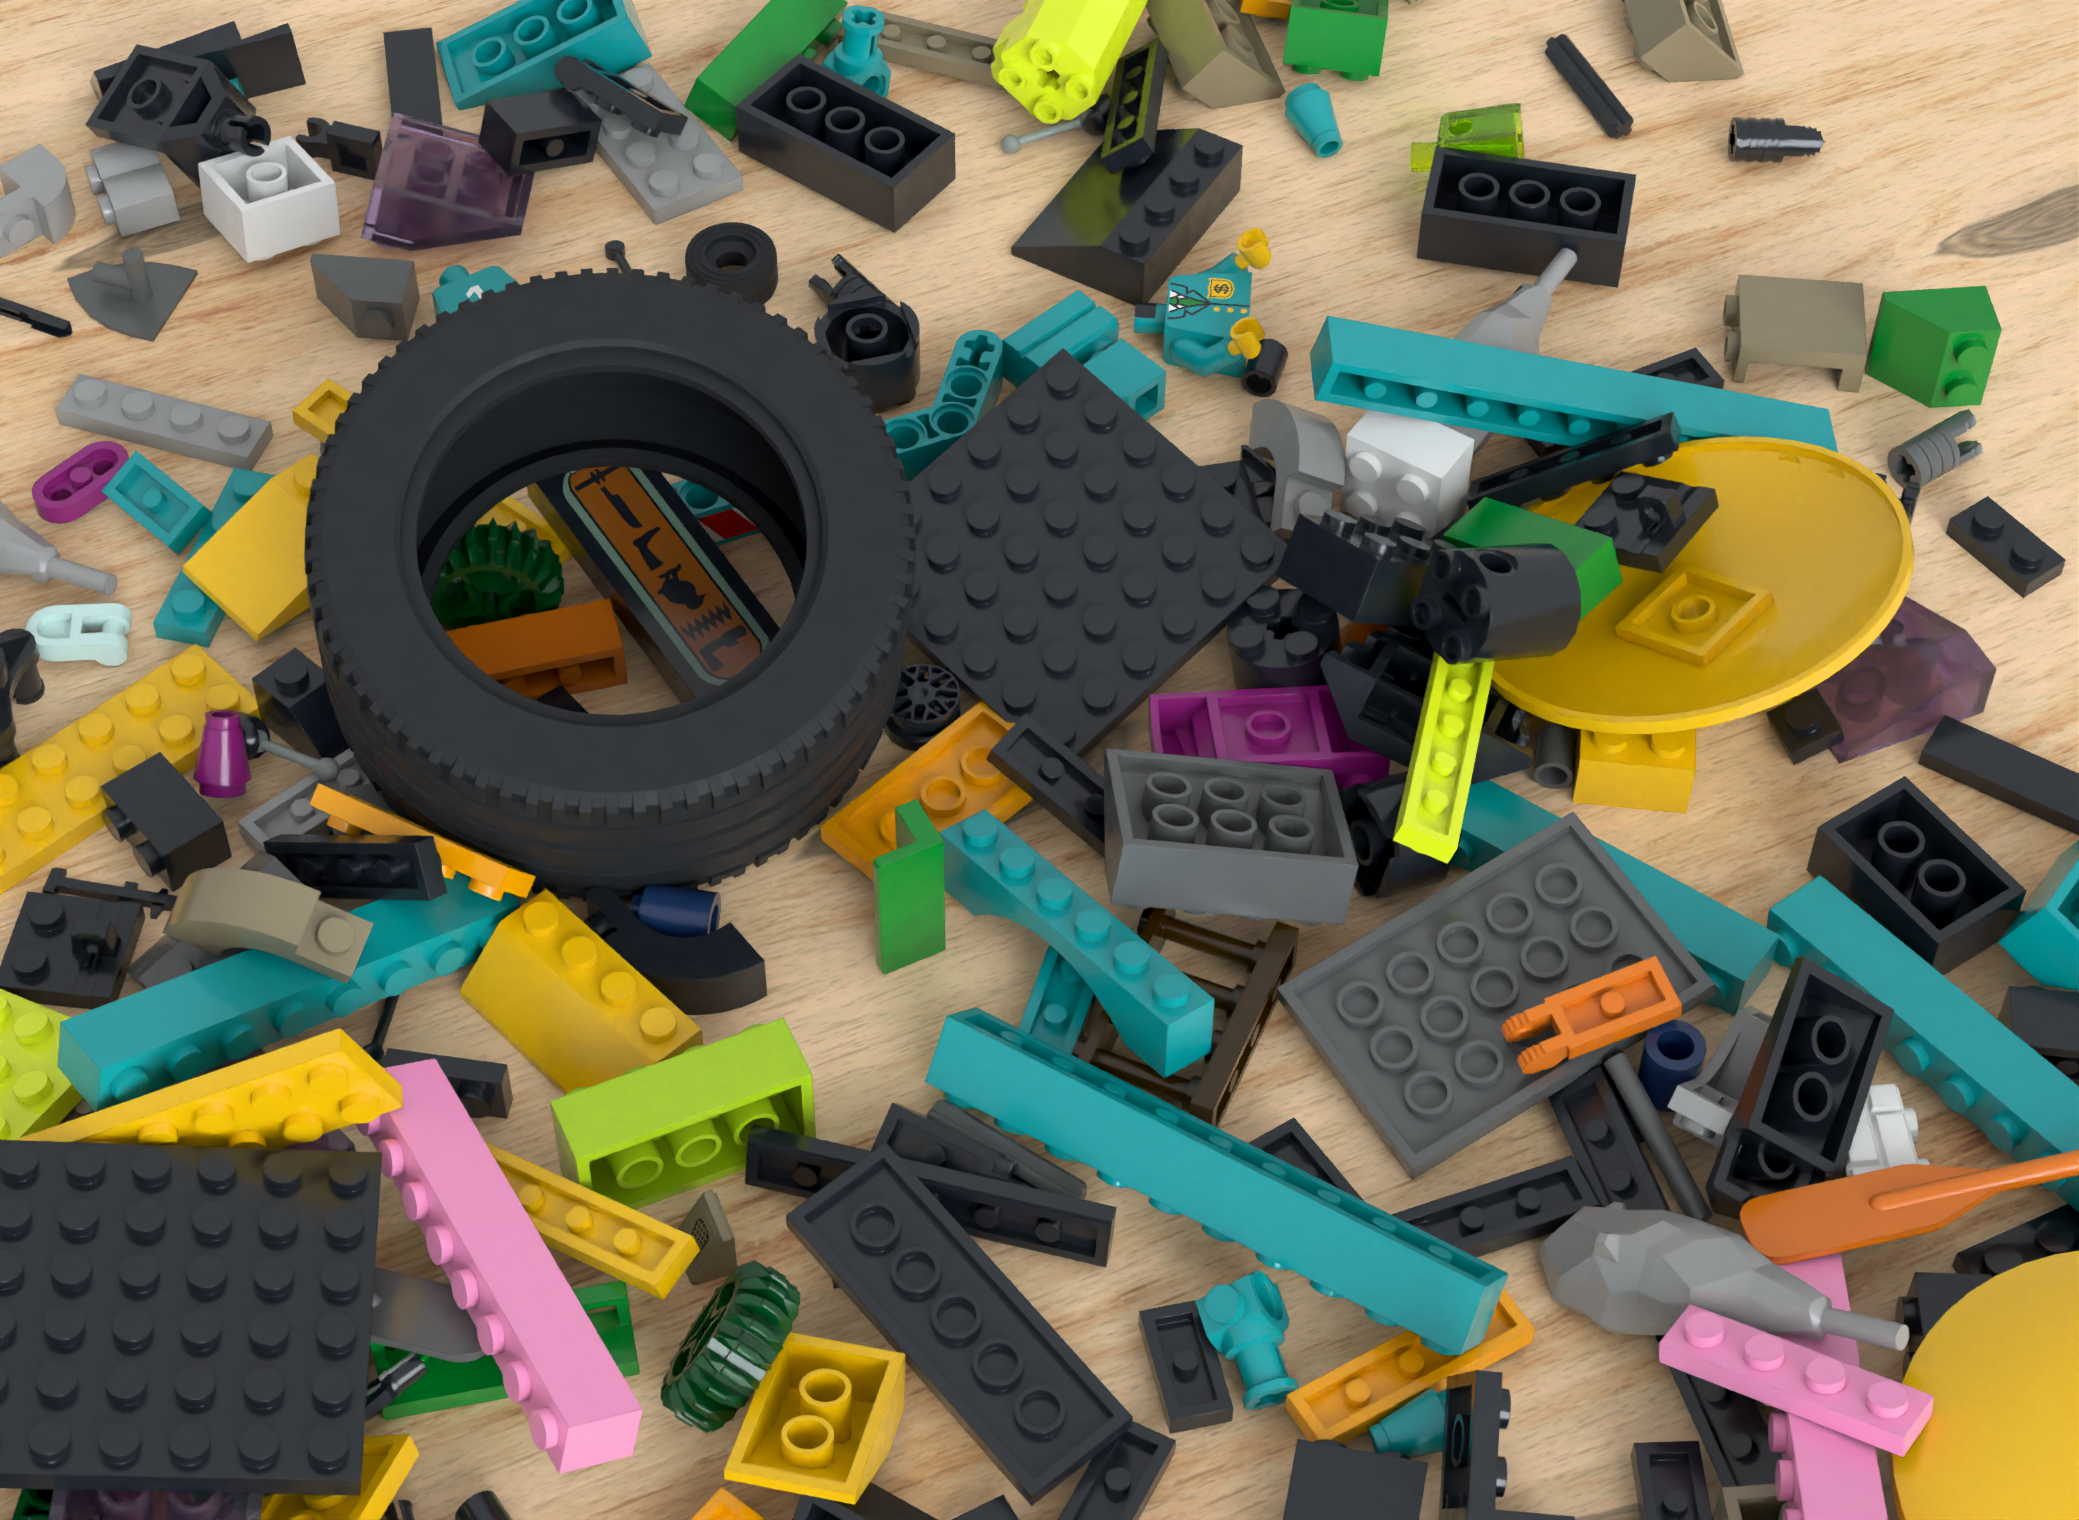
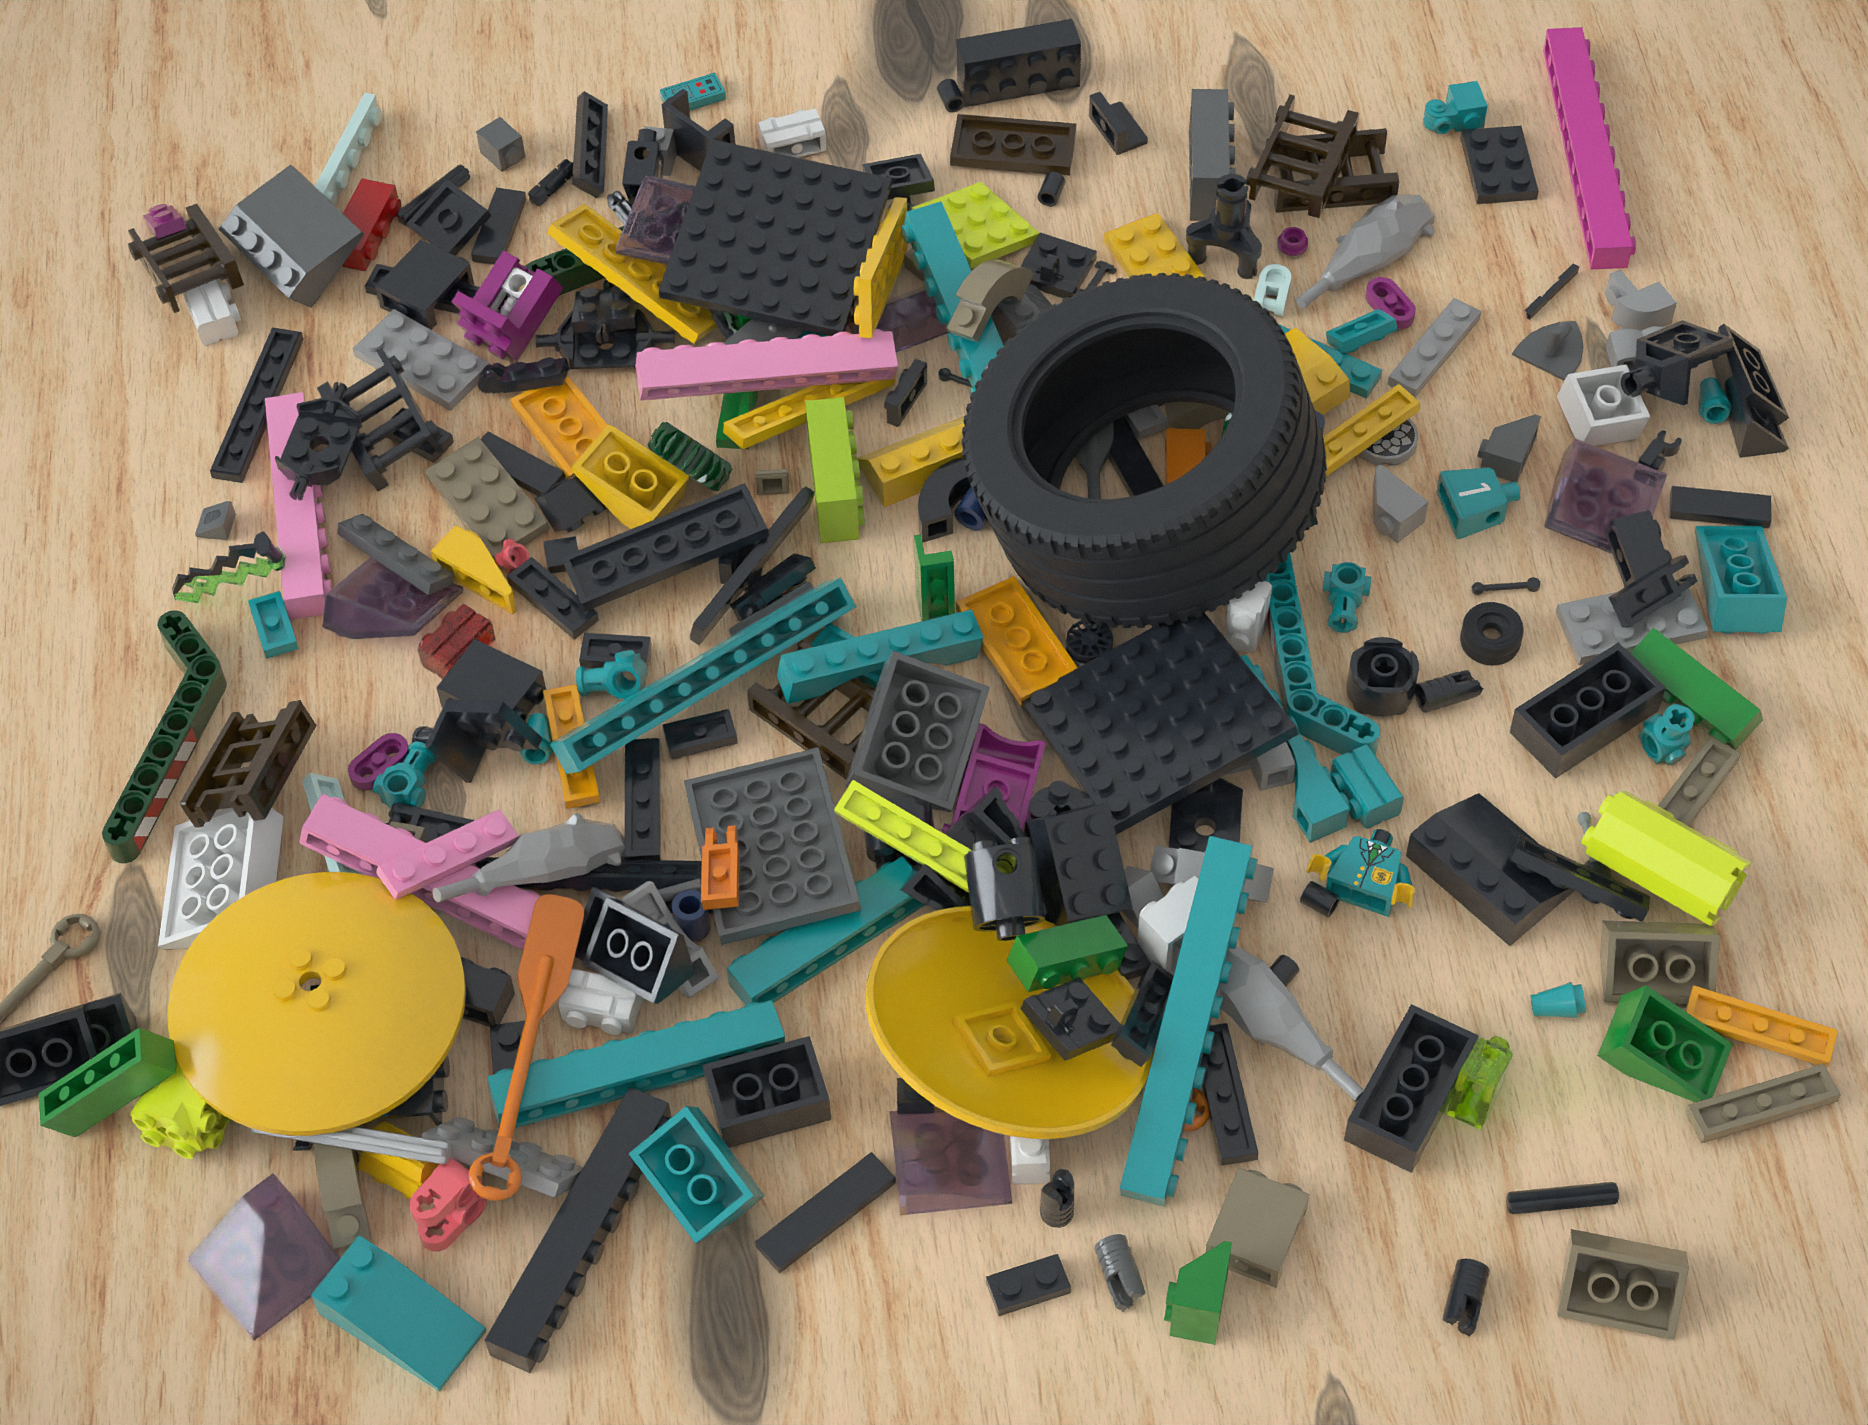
camera: 110 degrees right, 5 degrees up
(1054, 778) = (1007, 679): black plate -> none

